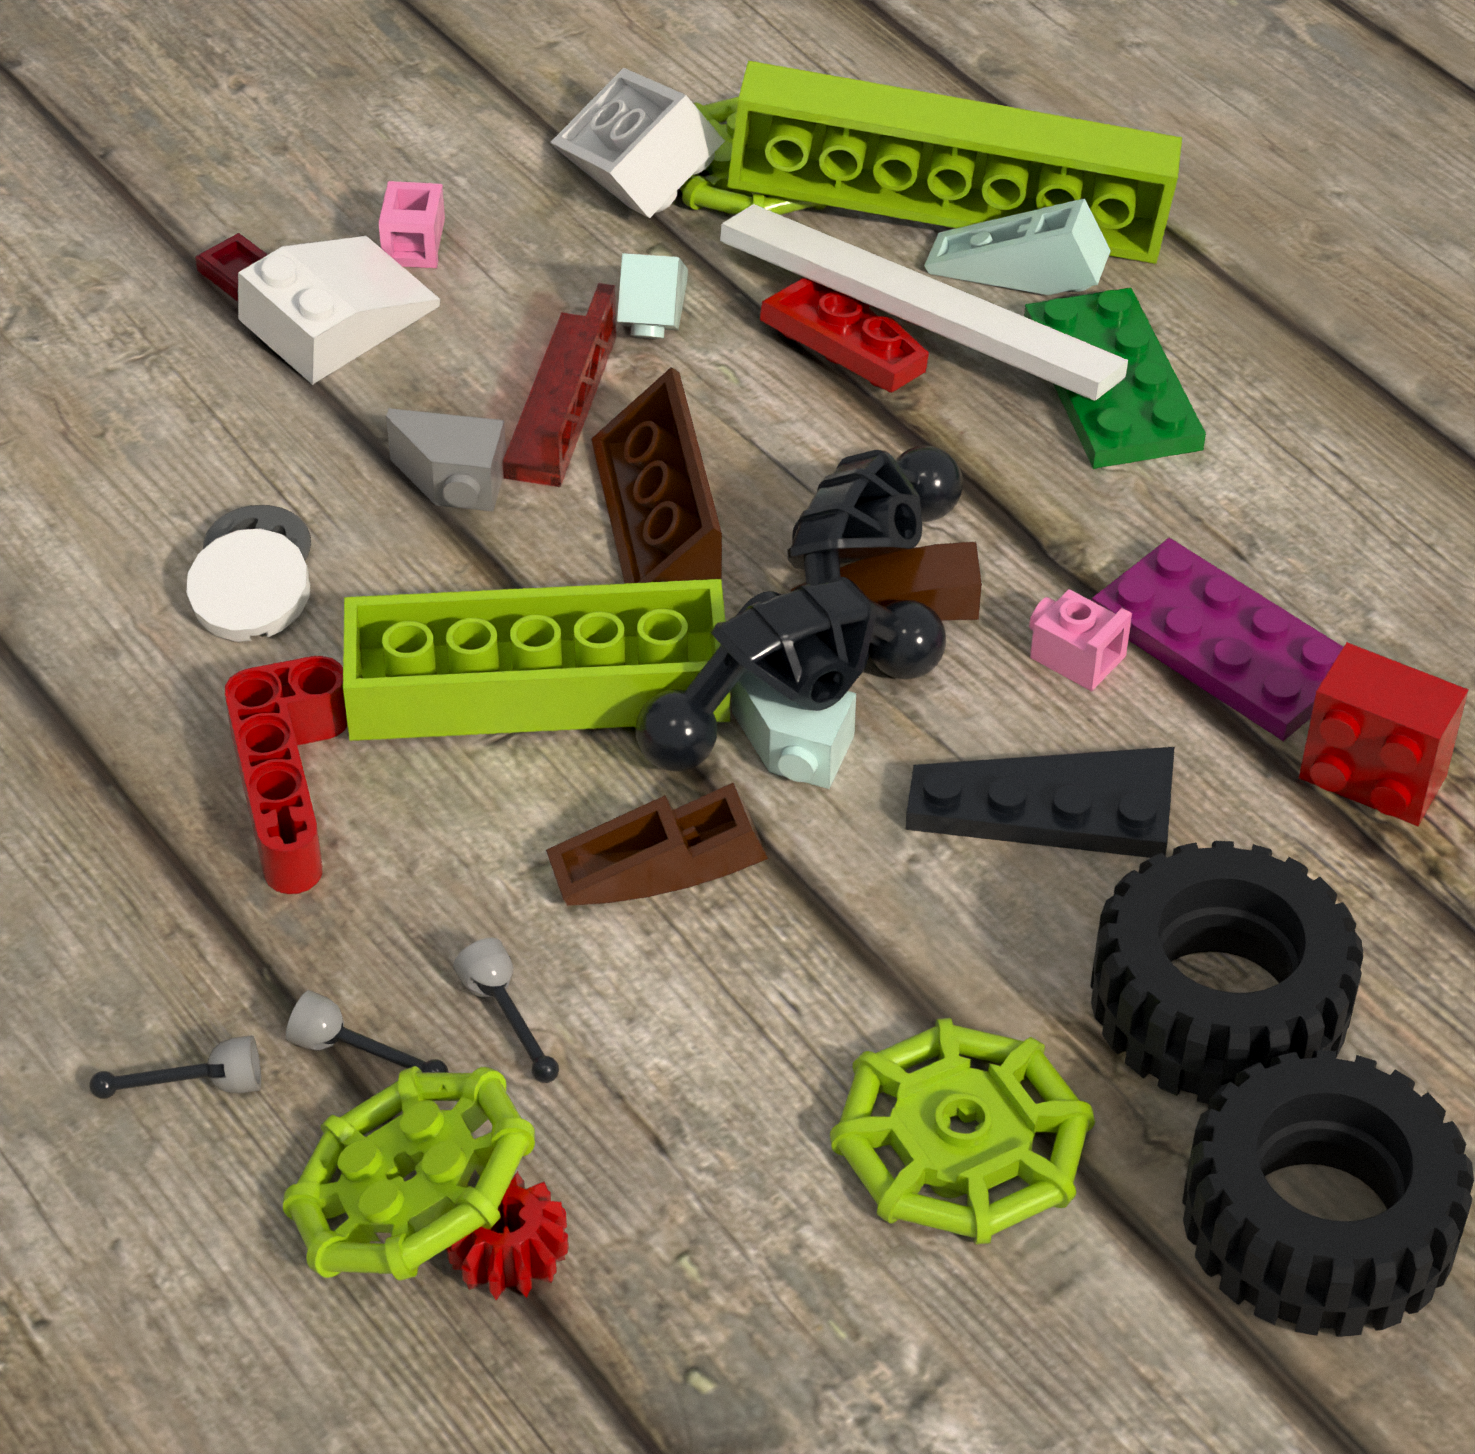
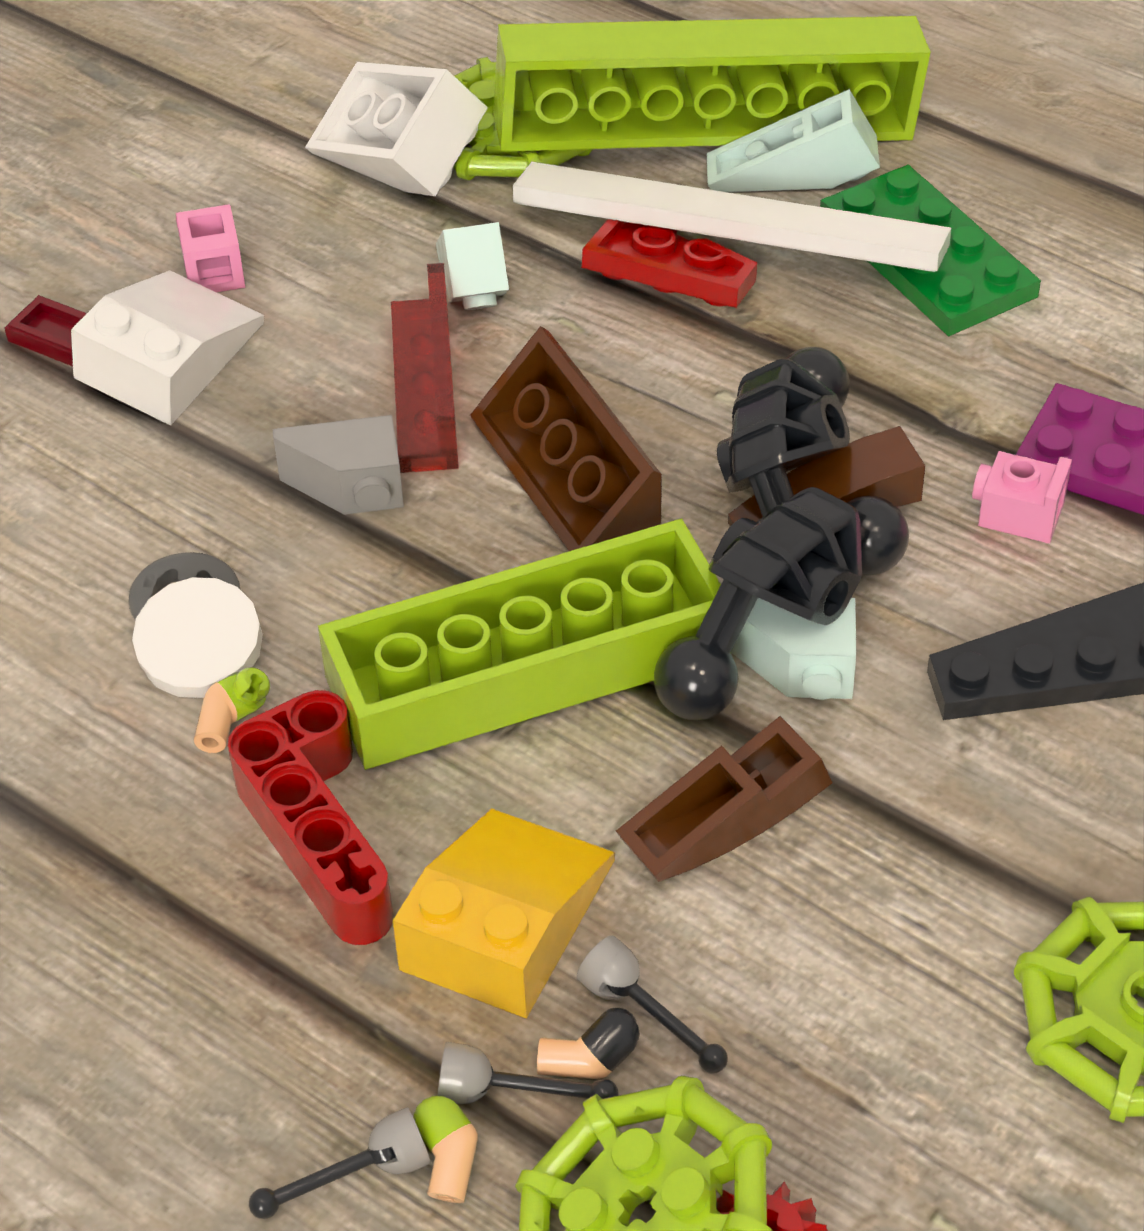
camera: 15 degrees left, 0 degrees up
(252, 649) = (227, 703): none -> arm
(280, 1077) = (453, 1144): none -> arm
(411, 890) = (499, 910): none -> yellow slope
(441, 1035) = (595, 1052): none -> arm

